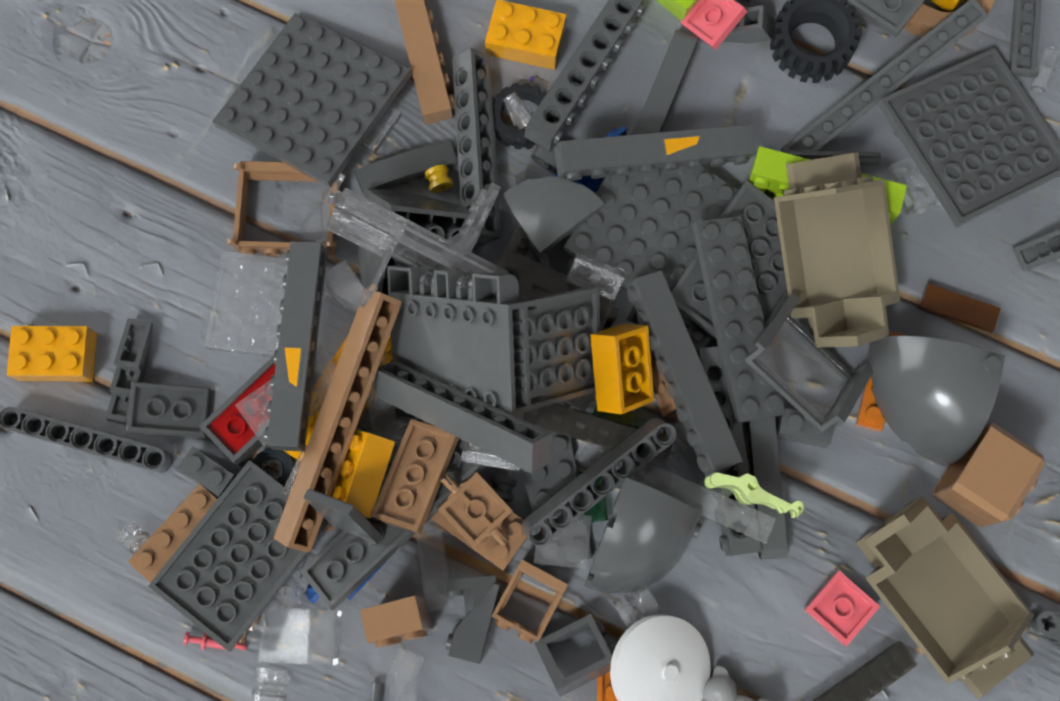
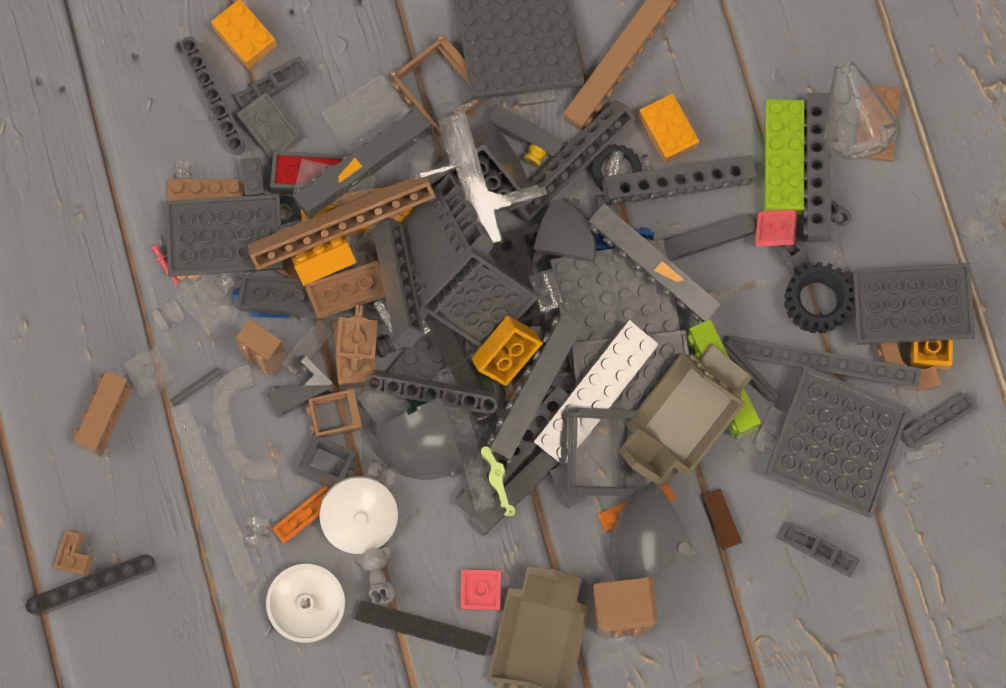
camera: 45 degrees right, 0 degrees up
(342, 516) = (291, 269): dark grey tile -> none

